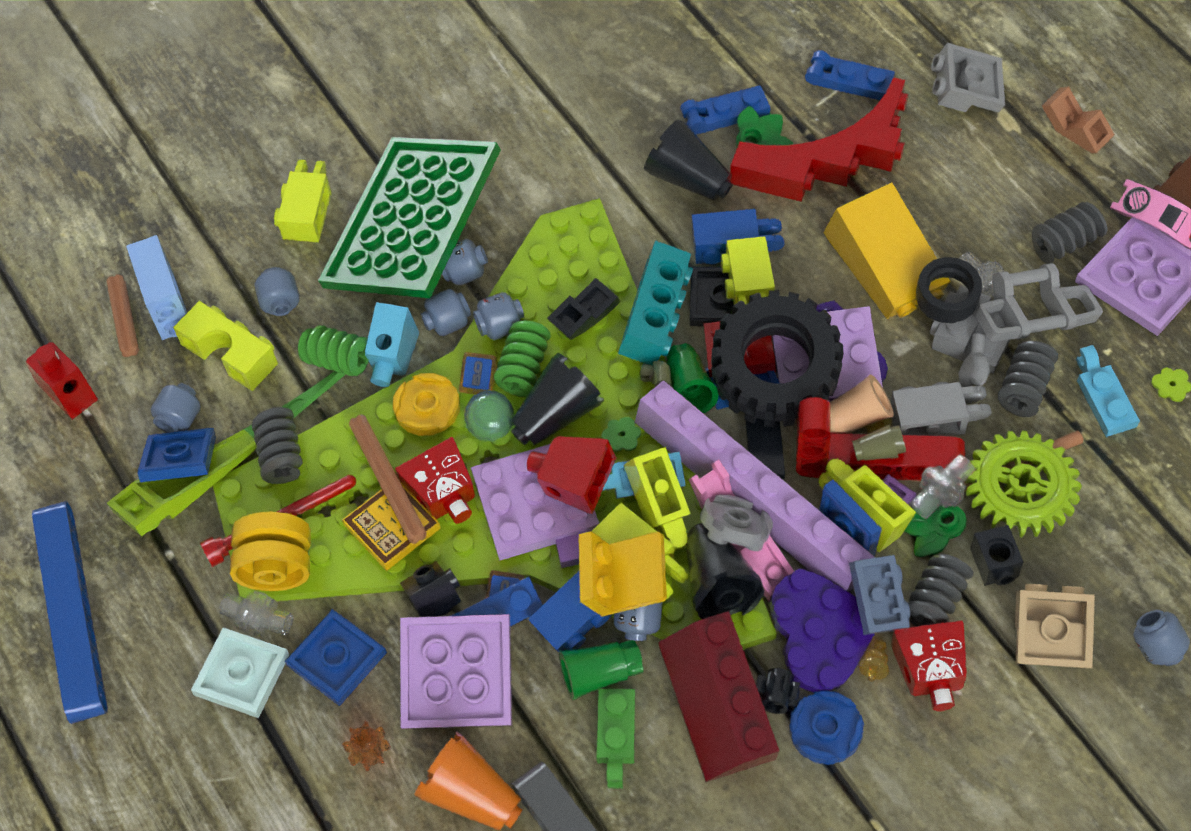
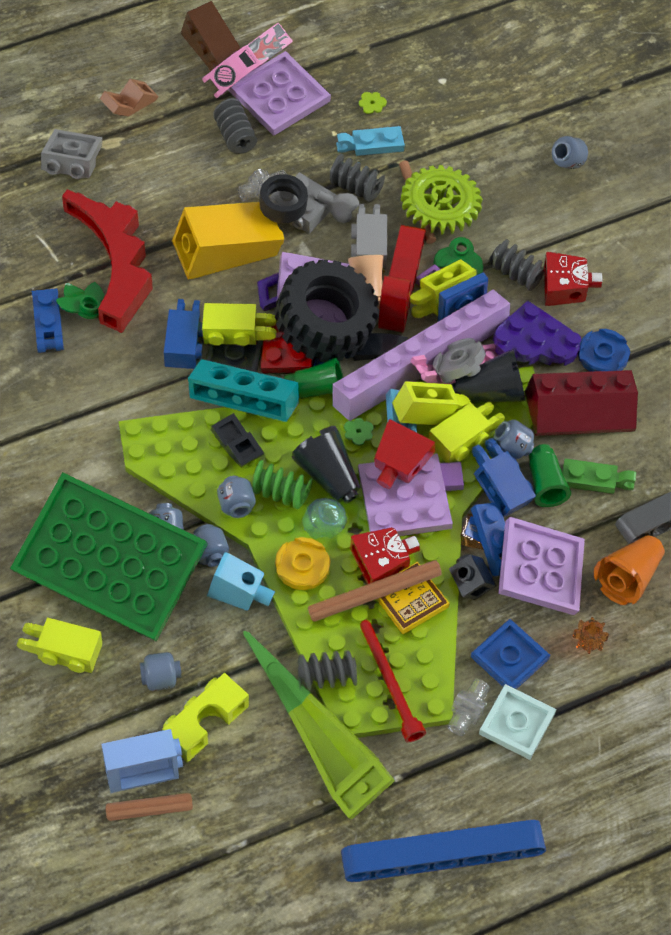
camera: 90 degrees left, 0 degrees up
(52, 371) = (217, 852): red torso -> none
(175, 408) = (262, 761): sand blue head -> none
(177, 455) = (312, 758): blue tile -> none
(270, 551) = (440, 672): yellow wheel -> none
(333, 350) = (236, 624): bright green piece -> none
(477, 373) = (284, 521): slope -> none
(621, 573) = (497, 426): yellow bracket -> none
(656, 373) = (311, 396): olive arm -> none
(688, 163) = (104, 350): black cone -> none
(778, 690) = (579, 364): black gear -> none
(848, 76) = (38, 231): blue plate -> none
(874, 664) = (559, 312): clear yellow hair -> none
(880, 444) = (405, 263): olive cone -> none
(880, 594) = (524, 290): sand blue bracket -> none
(942, 486) = (440, 241): clear axle -> none
(996, 542) = (493, 227): black brick -> none
(1052, 296) = (282, 149): light grey bar -> none
(1054, 627) = (551, 207): tan plate -> none

